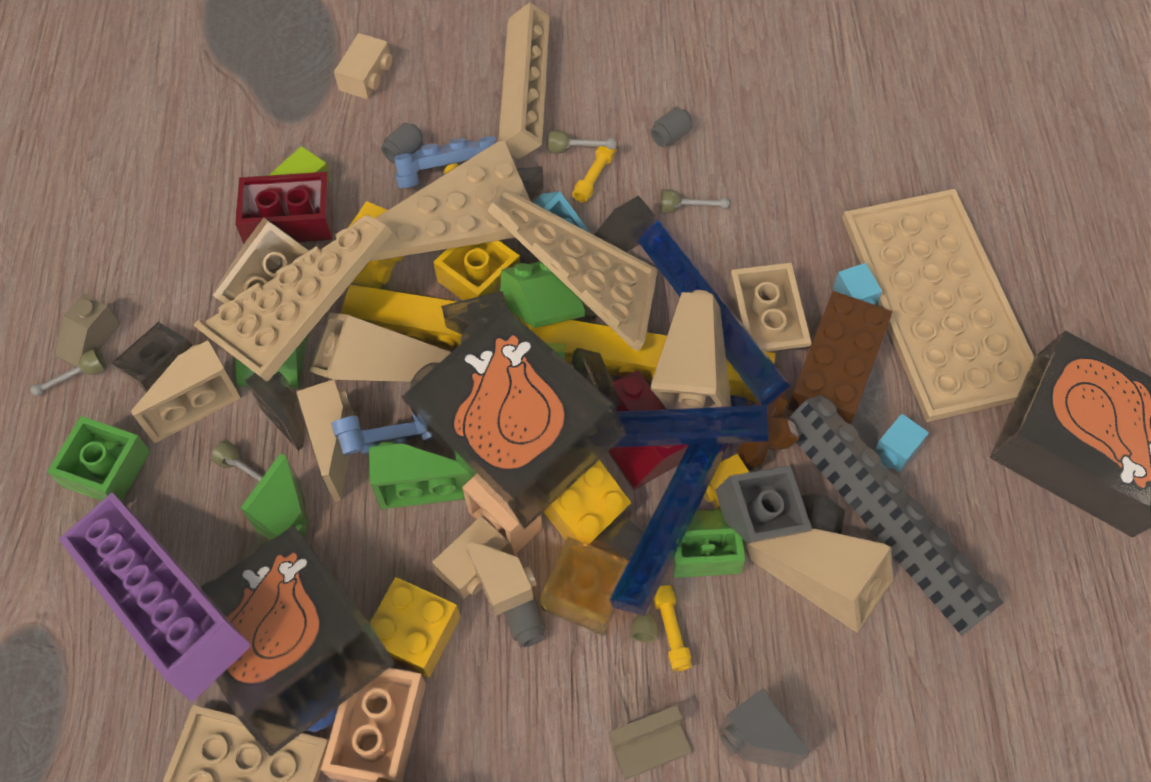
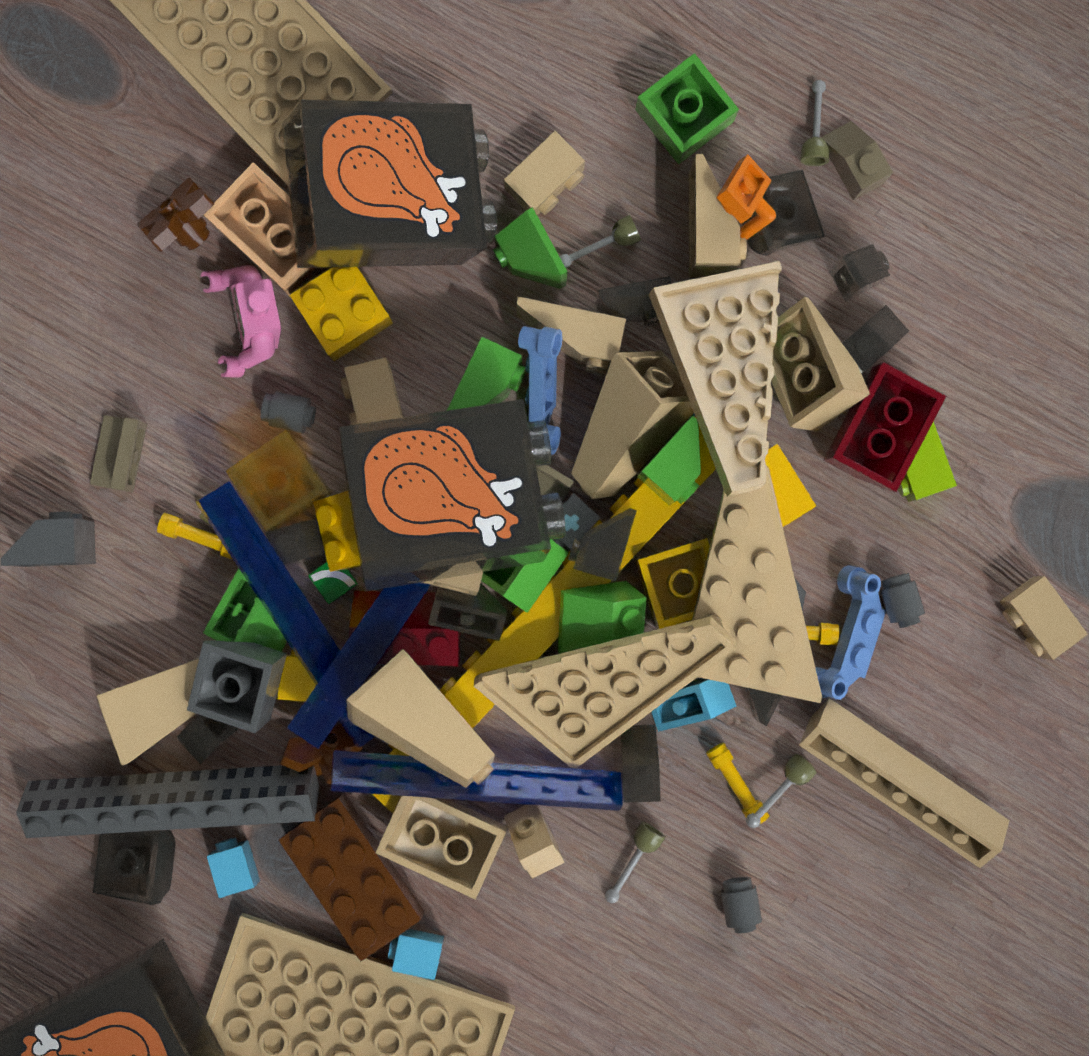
camera: 115 degrees right, 25 degrees up
(152, 364) = (744, 195): none -> orange plate
(154, 597) = (487, 87): medium lavender brick -> none
(176, 282) = (860, 271): none -> clear smoke slope
(208, 537) = (545, 175): none -> tan brick
(219, 249) = (875, 338): none -> clear smoke slope
(389, 298) = (676, 466): none -> bright green slope
(456, 694) = (254, 316): none -> bright pink torso
(501, 577) = (323, 405): tan slope -> none
(640, 508) = (332, 584): none -> green tile
(725, 254) = (533, 840): none -> tan brick
(960, 511) = (135, 865): none -> clear smoke slope

